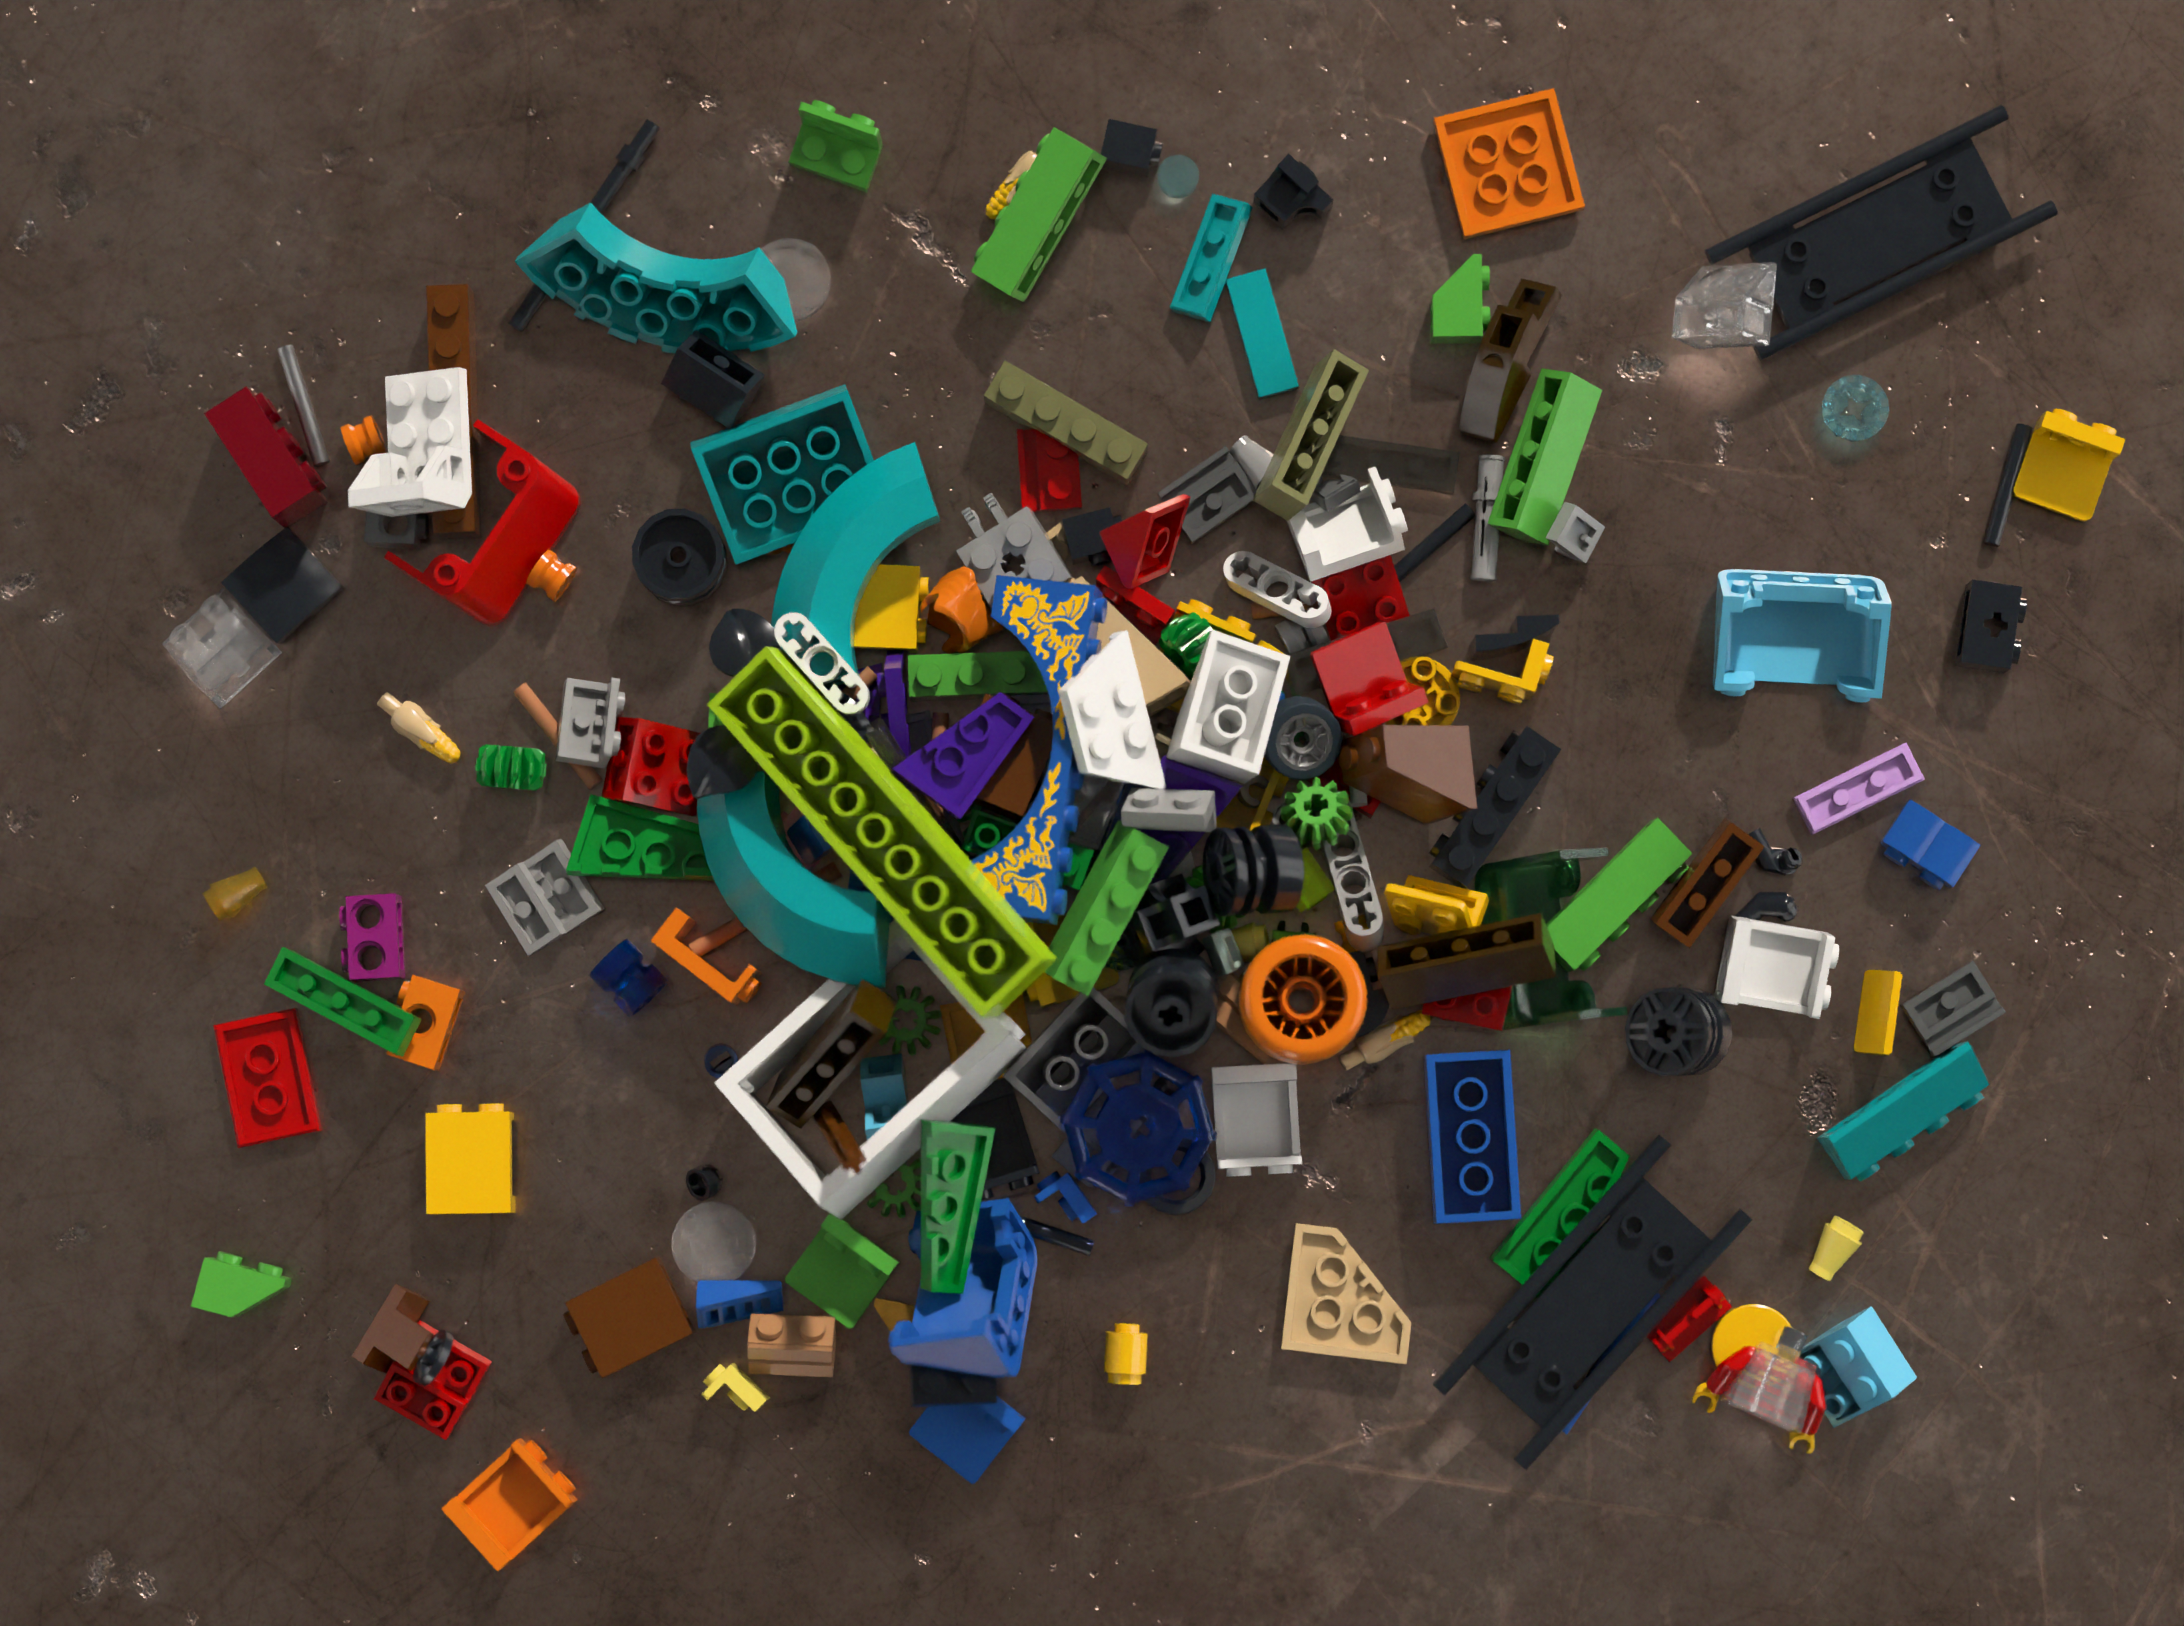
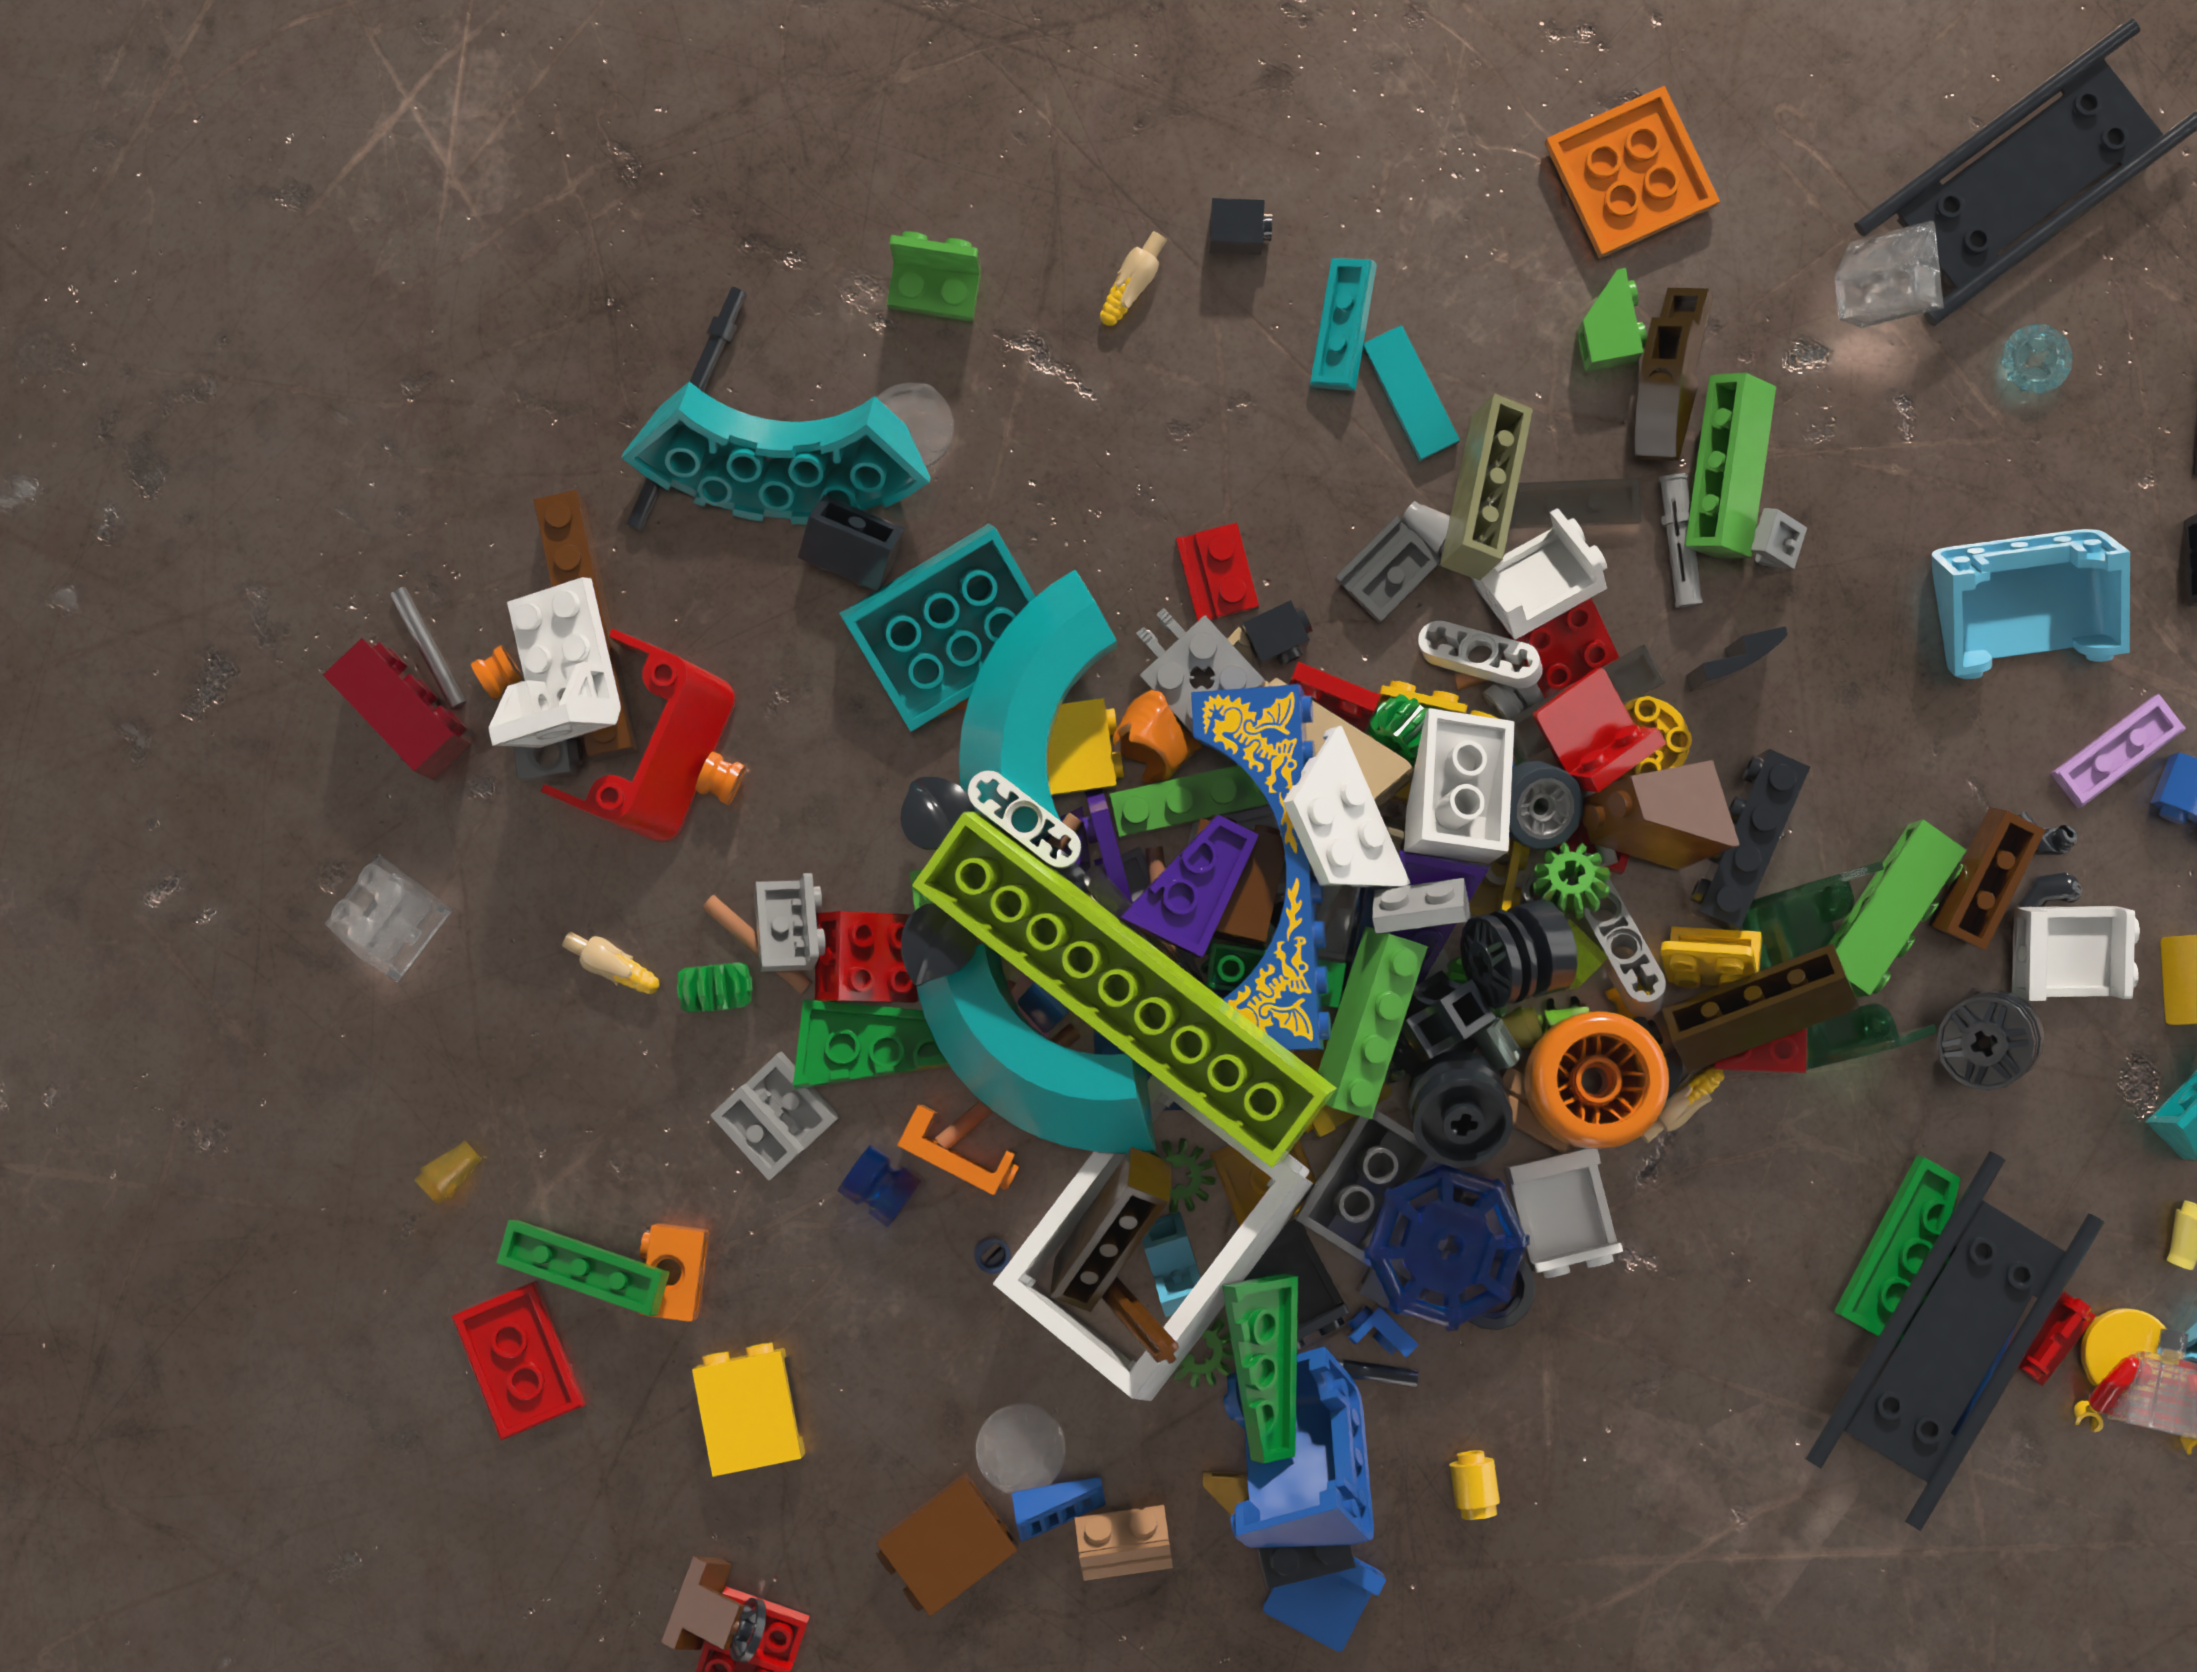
camera: 15 degrees left, 0 degrees up
(234, 1289) = (522, 1590): bright green slope -> none
(282, 585) = (440, 839): black slope -> none
(385, 936) = (615, 1189): magenta brick -> none
(685, 581) = (857, 708): black wheel -> none
(696, 1185) = (990, 1390): black hinge -> none
(743, 1390) = (1080, 1597): light yellow bracket -> none
(841, 1271) = (1160, 1453): bright green bracket -> none
(1037, 214) = (1157, 309): bright green brick -> none
(1066, 421) = (1239, 523): olive arch -> none
(1146, 542) = (1335, 628): red slope -> none
(1178, 176) = (1292, 247): clear light blue tile -> none
(1292, 192) = (1415, 241): black brick -> none
(1333, 492) = (1522, 541): dark grey tile -> none
(1339, 1303) = (1686, 1389): tan plate -> none
(1433, 541) = (1630, 574): black bar -> none
(1471, 1136) = (1794, 1190): blue brick -> none
(1509, 688) = (1763, 688): yellow bracket -> none

